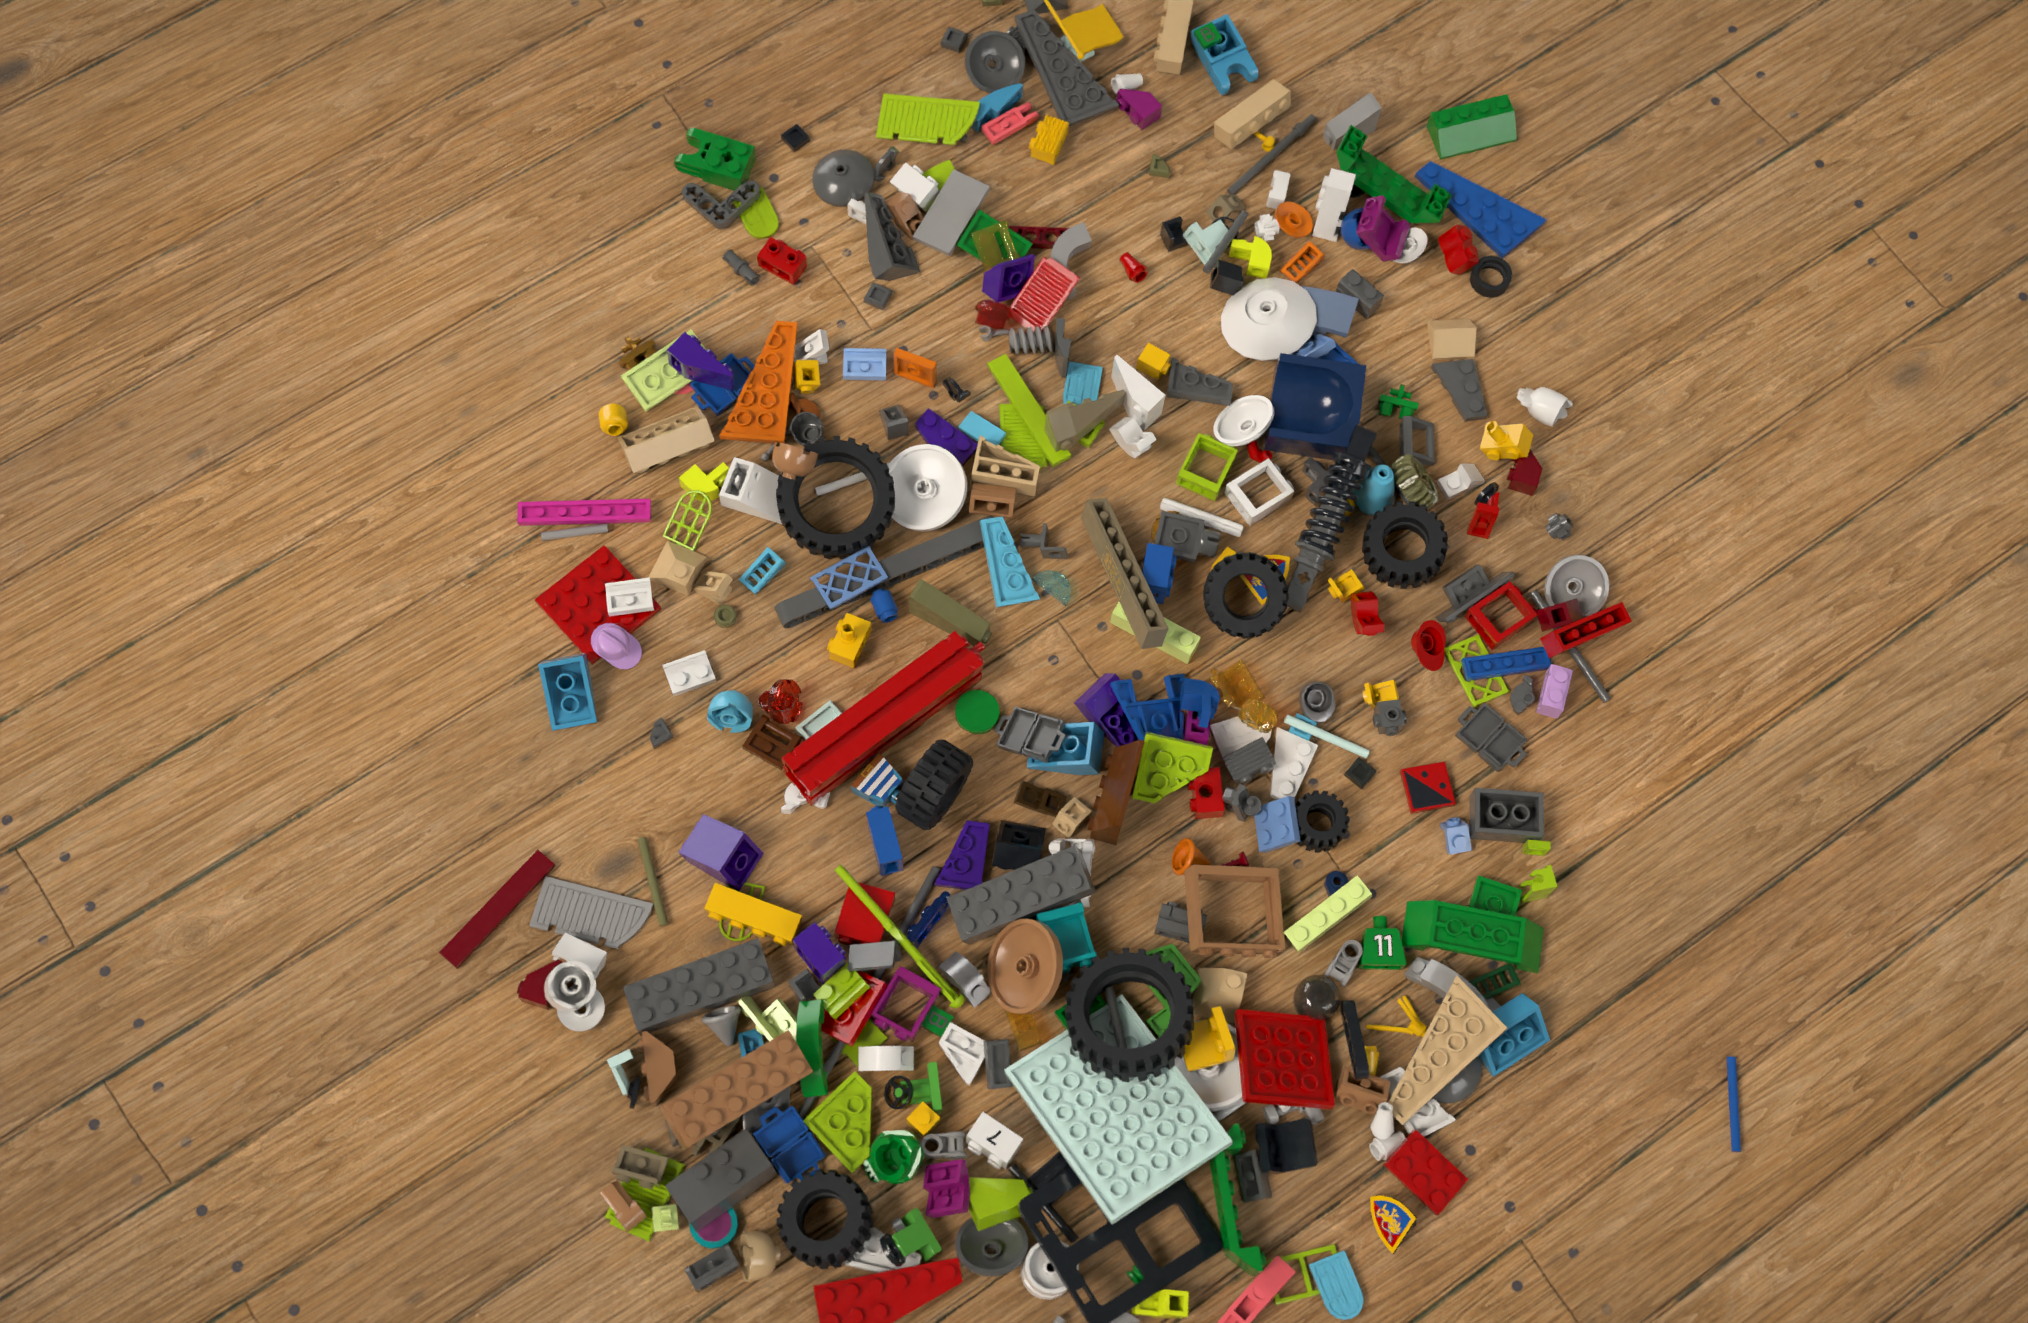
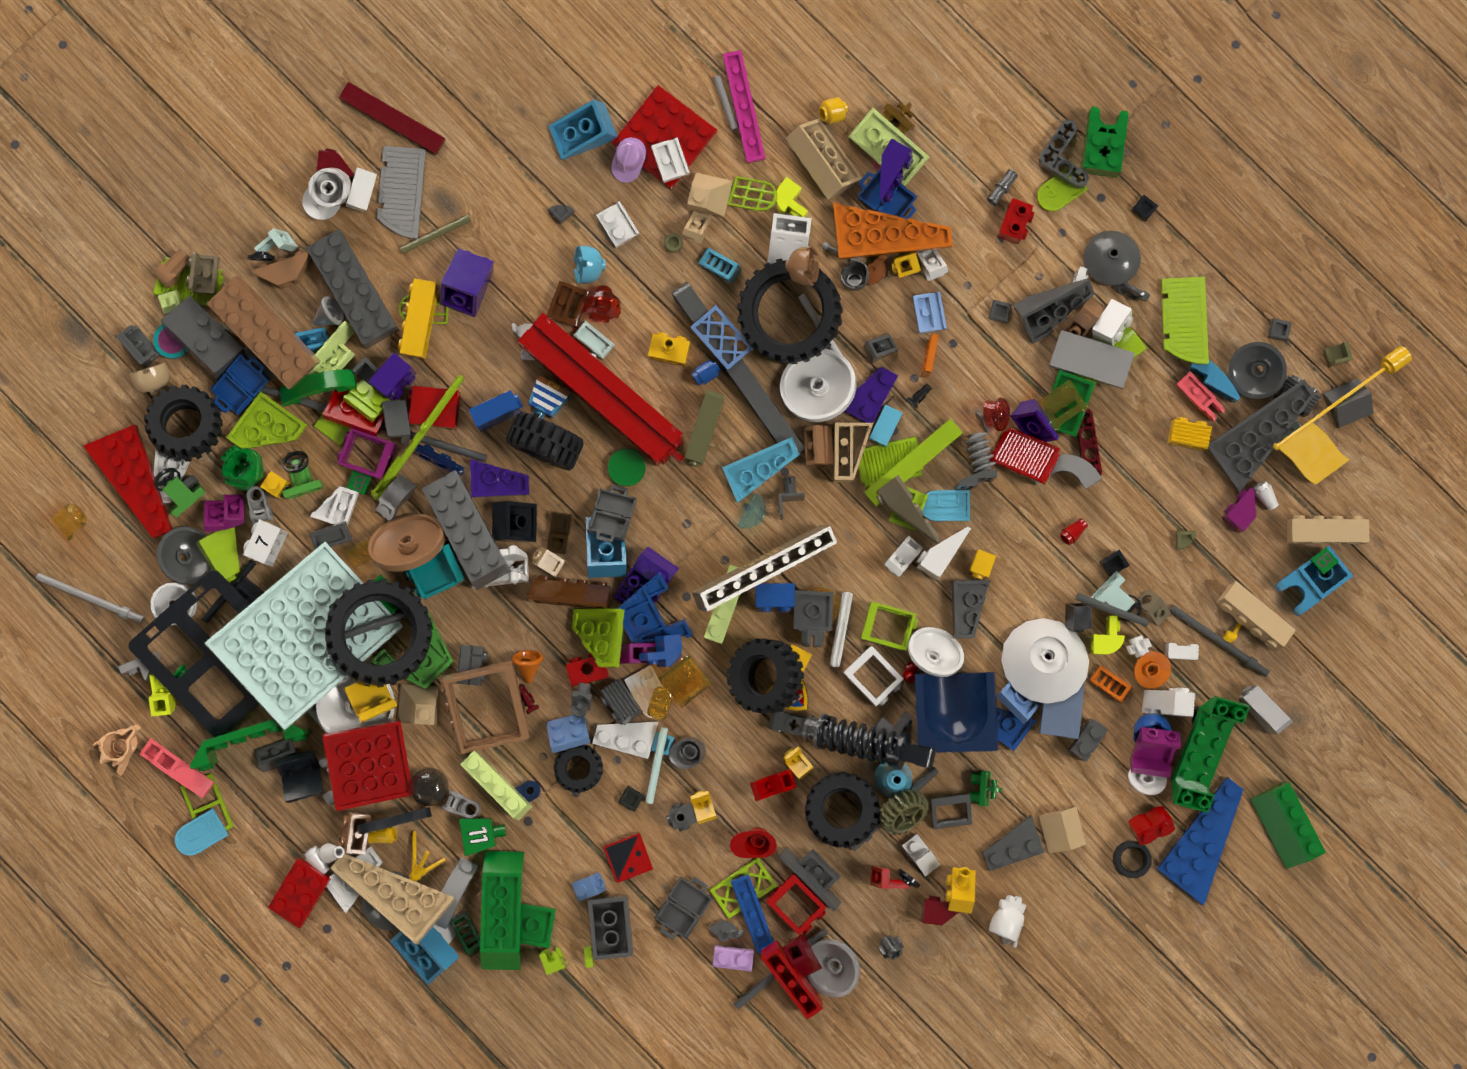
camera: 80 degrees right, 15 degrees up
(886, 1058) = (317, 446): white brick -> none
(1391, 1220) = (255, 870): shield -> none

